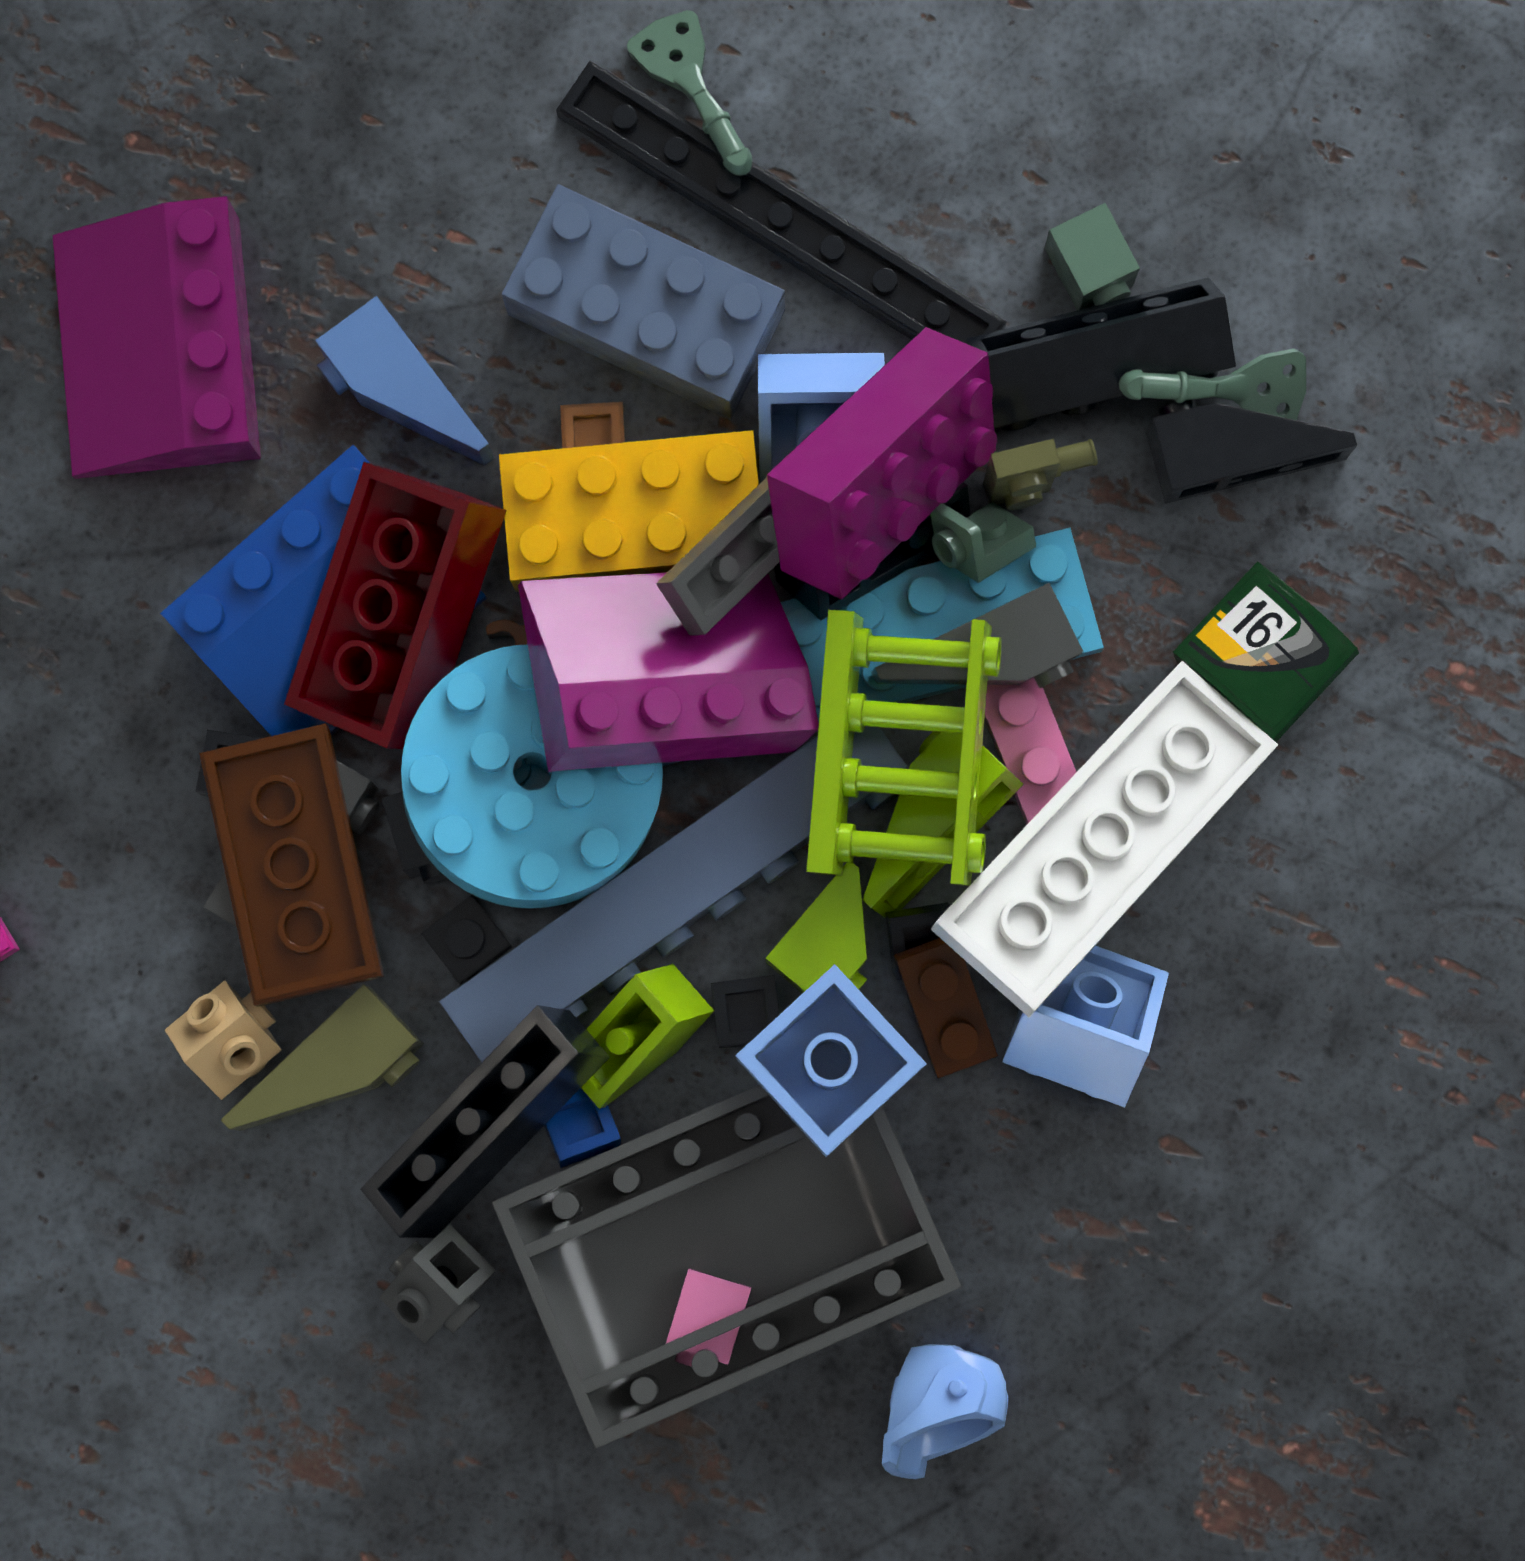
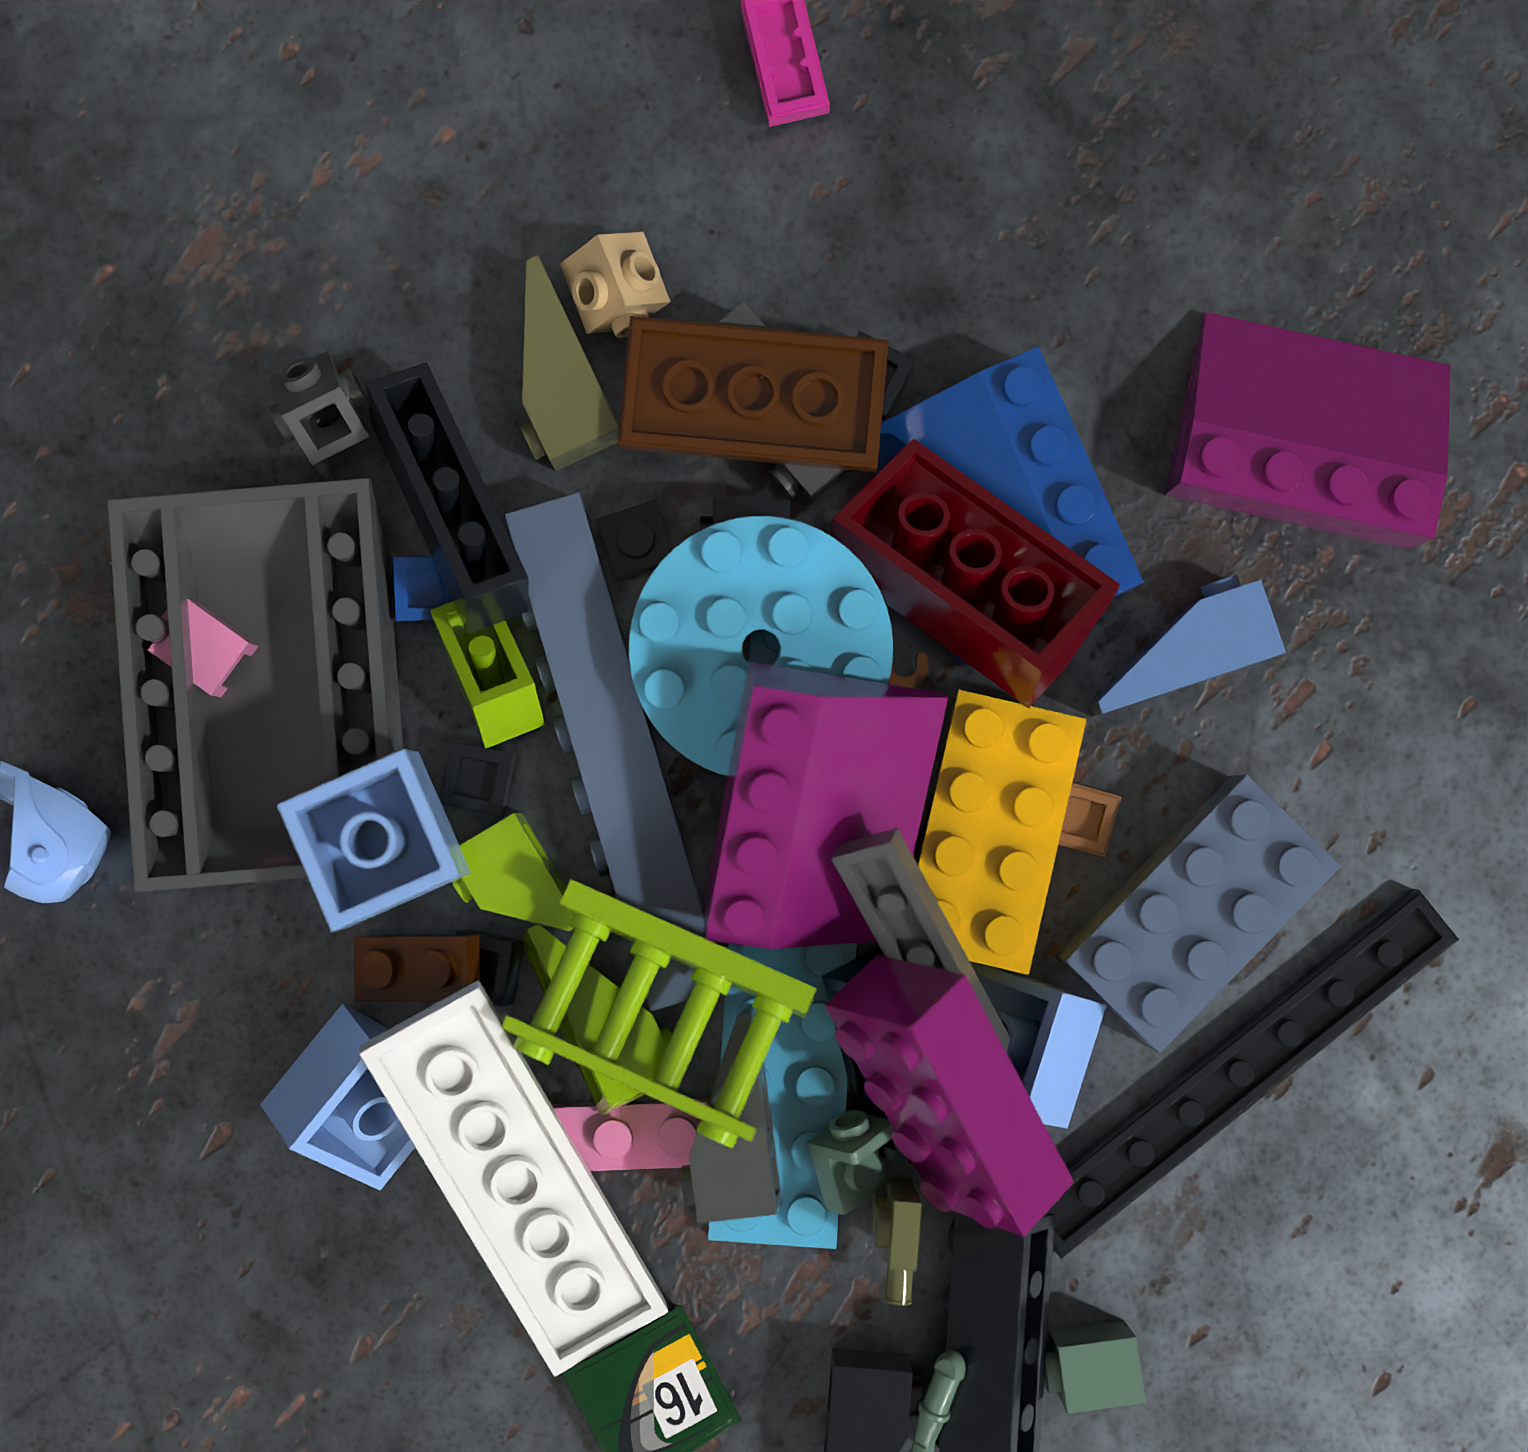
camera: 105 degrees right, 5 degrees up
(687, 77) = (1410, 1029): sand green piece -> none

